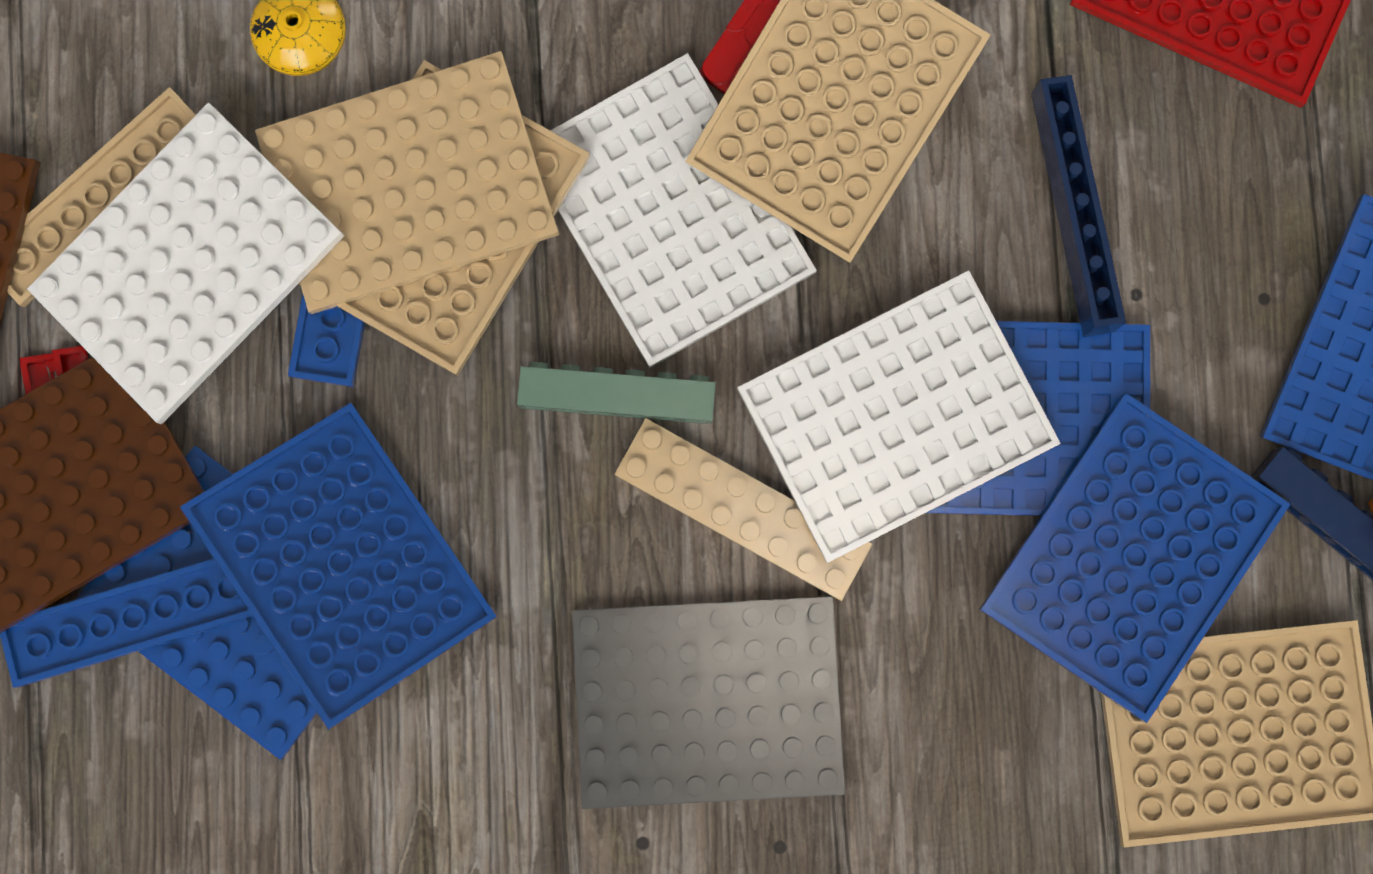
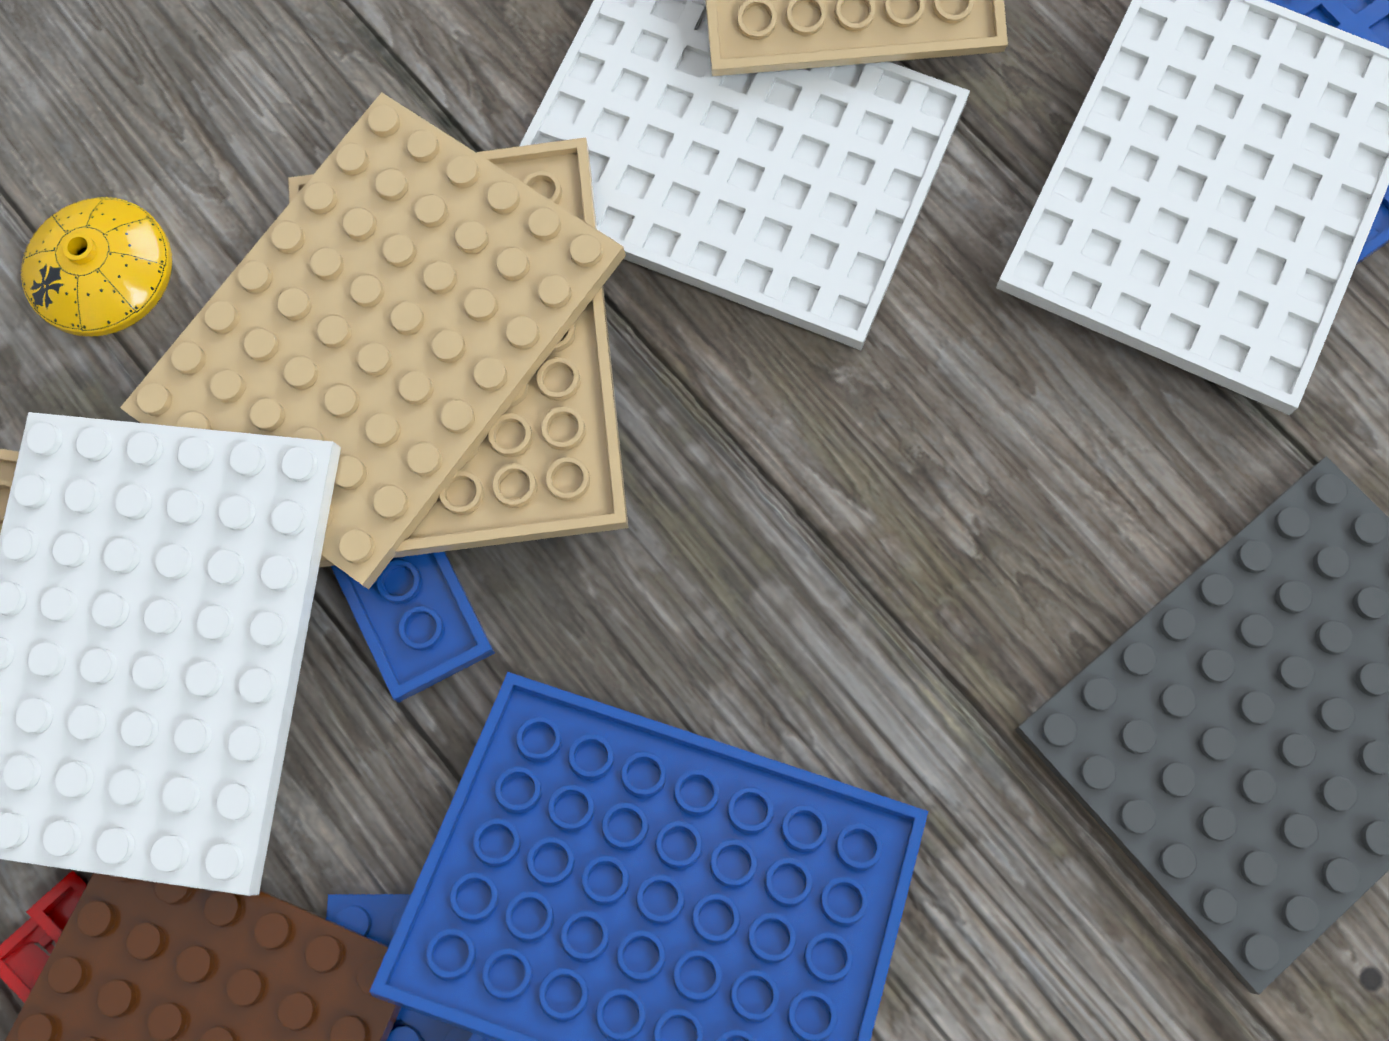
camera: 30 degrees left, 10 degrees down
(616, 394) = (849, 406): sand green brick -> none
(734, 507) = (1108, 440): tan plate -> none

